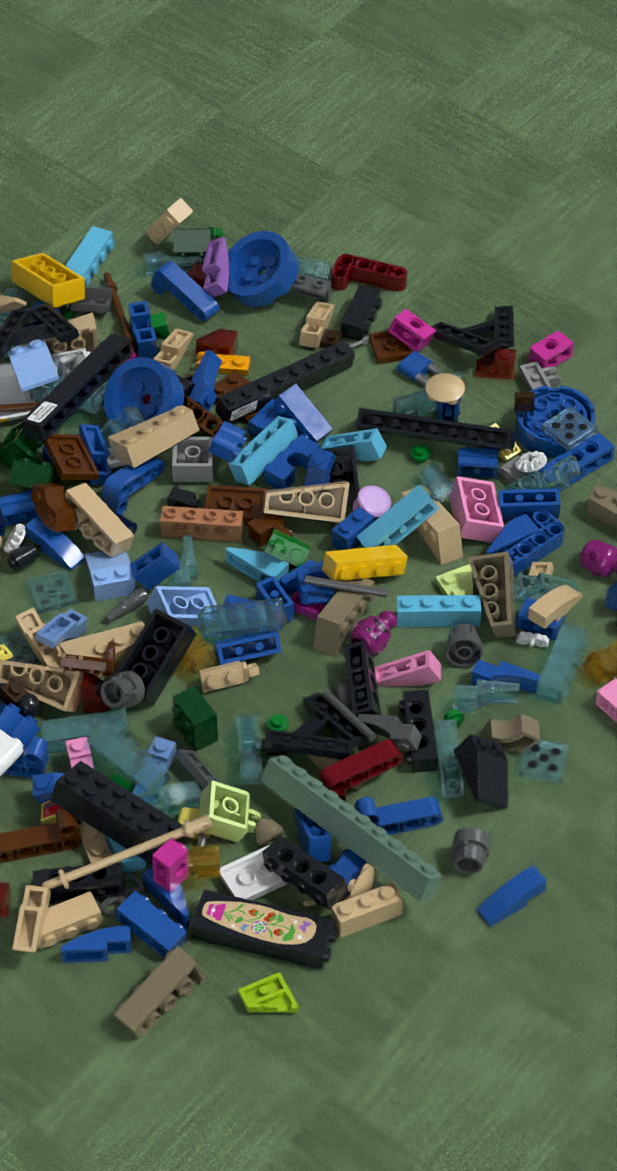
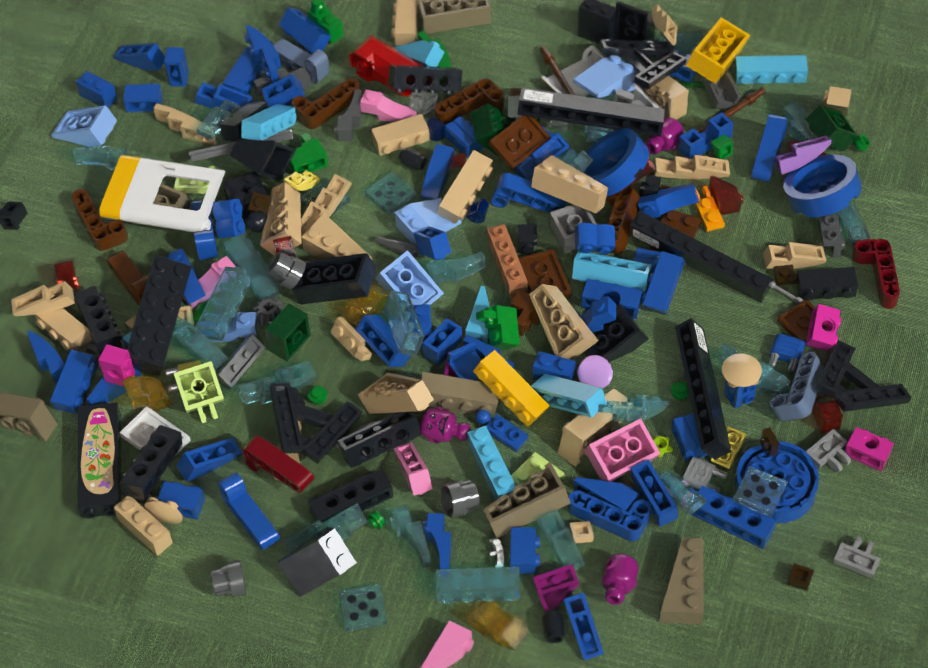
camera: 70 degrees right, 5 degrees up
(15, 538) = (425, 145): white gear -> none
(53, 507) = (459, 151): reddish brown brick -> none
(62, 627) = (339, 208): medium blue slope -> none
(91, 664) = (299, 236): reddish brown piece -> none
(149, 728) = (267, 310): none -> dark grey gear
(188, 829) = (141, 359): tan bar -> none
(267, 832) = (196, 426): dark tan cone -> none
(268, 996) = (38, 487): lime wing -> none
(330, 646) = (395, 394): none -> tan wedge
(345, 586) = (472, 382): dark grey bar -> none
(352, 828) = (206, 480): sand green brick -> none
(353, 719) = (334, 437): dark grey bar -> none
(367, 443) = (659, 337): medium azure slope -> none
(404, 736) = (329, 475): dark grey slope -> none
(406, 587) = (502, 430): none -> blue plate
(468, 361) = (802, 395): none -> sand blue beam
(512, 734) = (373, 568): dark tan brick -> none
(512, 896) = (198, 630): blue slope -> none
(531, 461) = (705, 476): white gear -> none
(553, 605) = (529, 550): tan slope -> none
(591, 609) = (556, 586): none -> magenta wing

